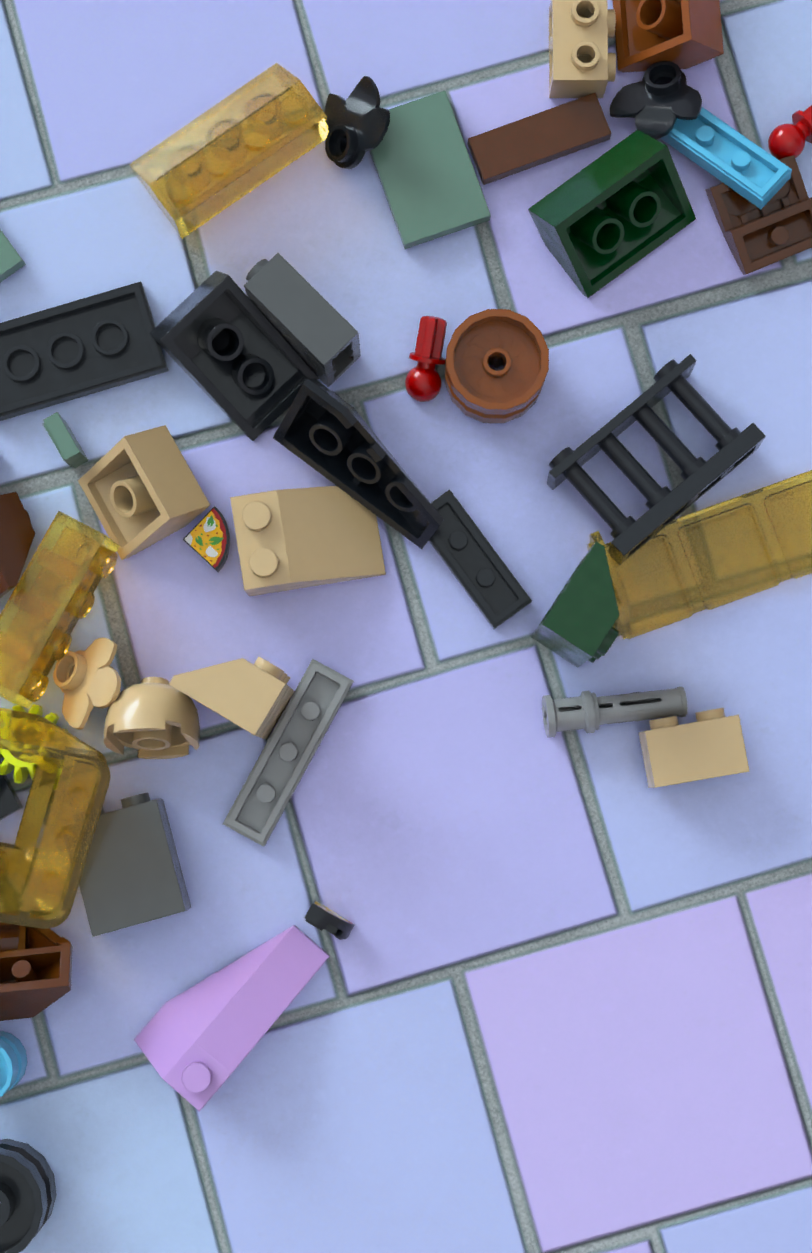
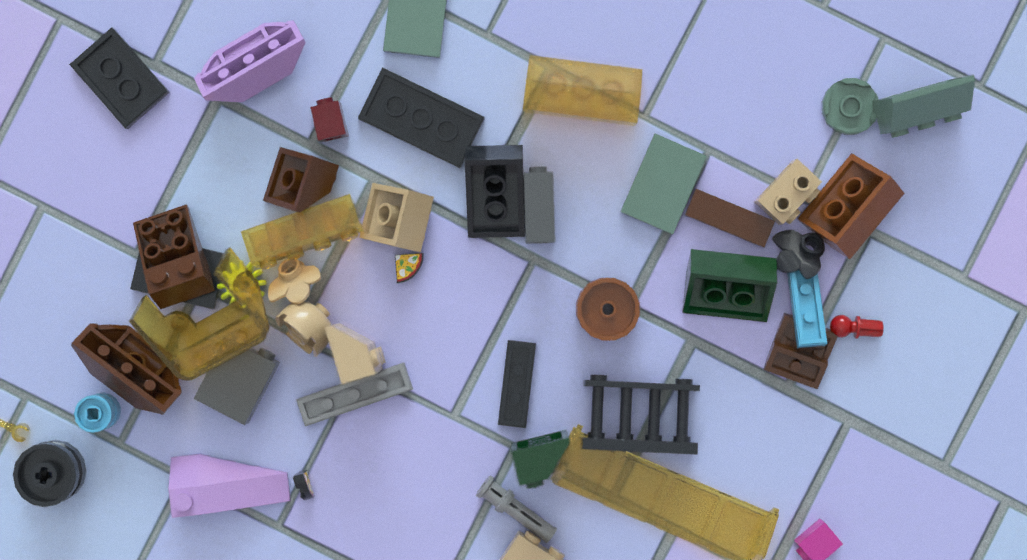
camera: 45 degrees right, 5 degrees up
(64, 440) = (382, 160): sand green tile -> none
(304, 539) = (451, 306): tan slope -> none
(349, 454) = (503, 281): black wedge -> none
(355, 124) = (649, 134): black plate -> none
(423, 381) = (571, 282): red axle -> none

